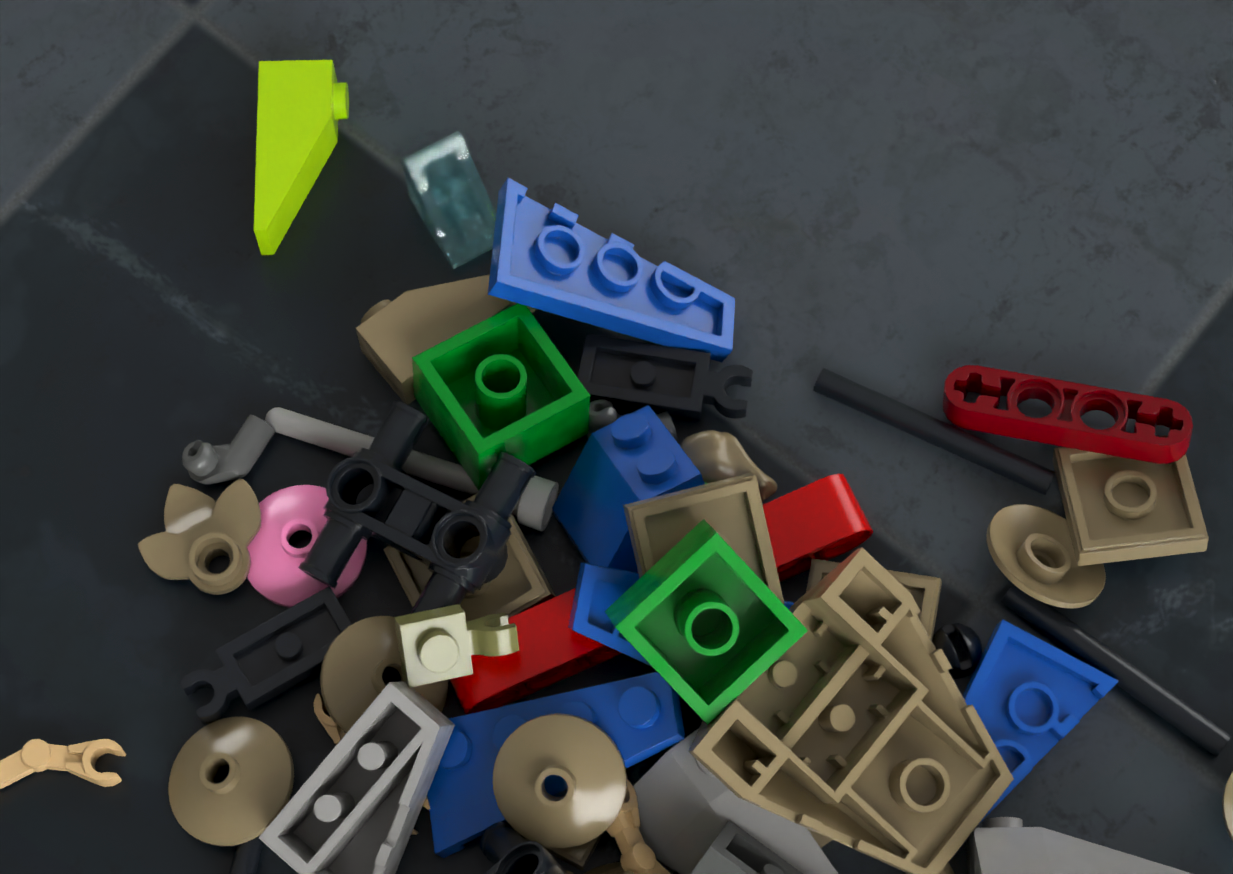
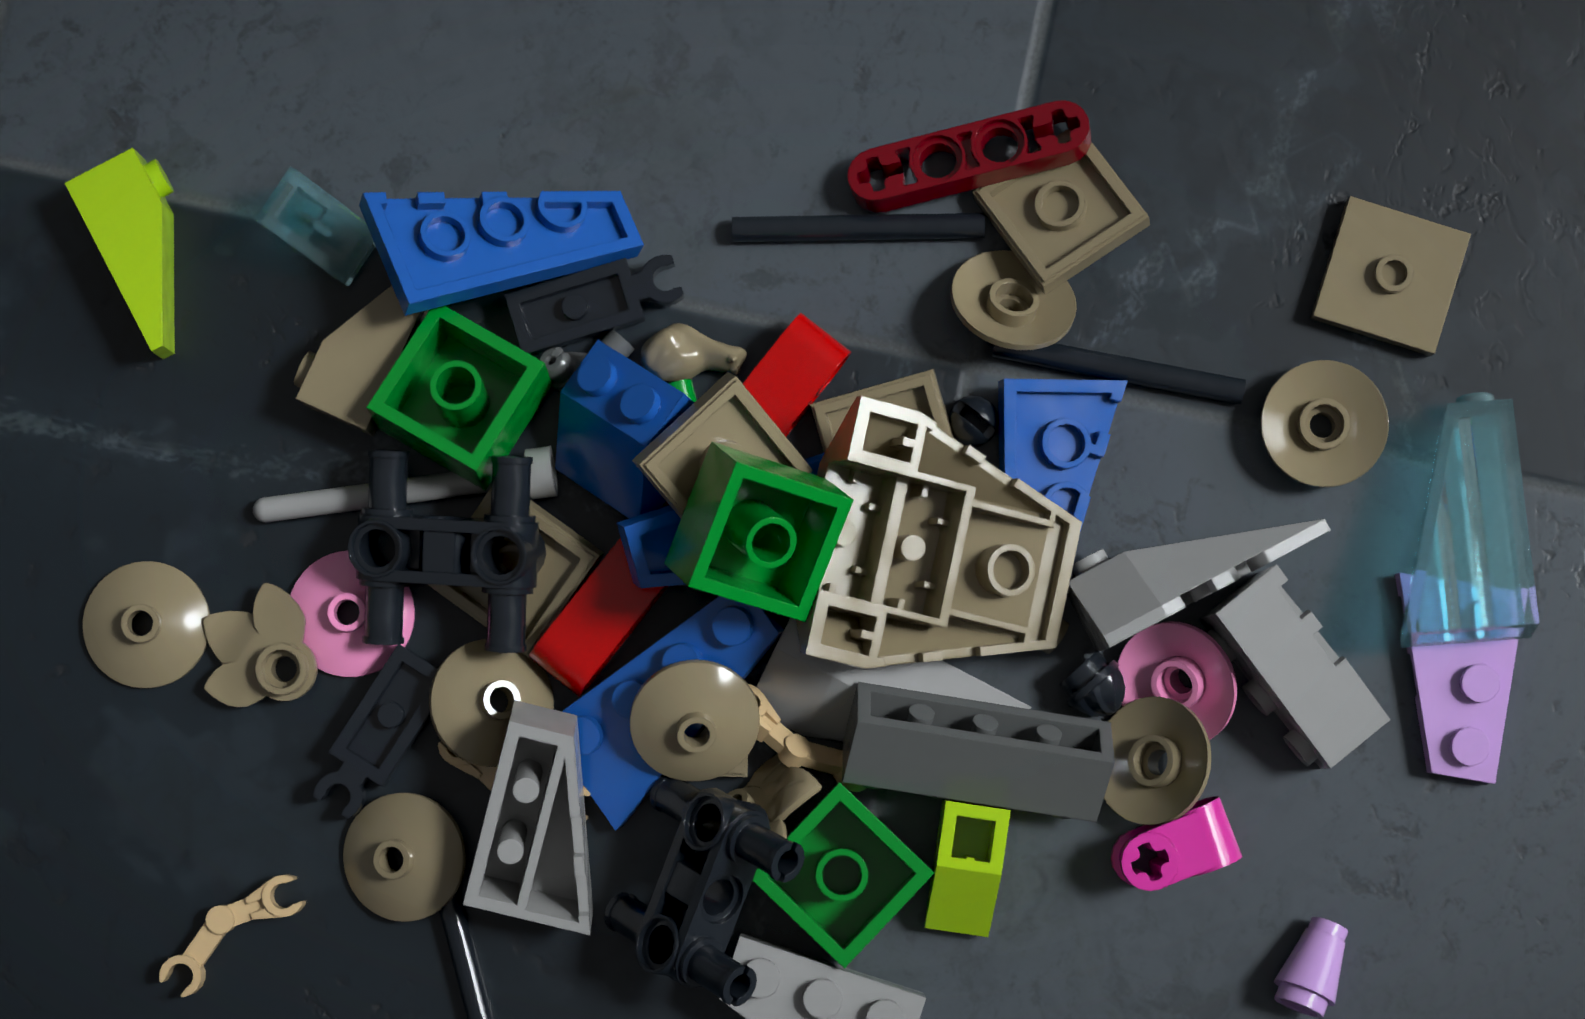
camera: 30 degrees left, 15 degrees up
(126, 494) = (177, 629): none -> dark tan dish
(228, 461) = (241, 571): dark grey arm -> none
(440, 643) = (531, 652): plate -> none

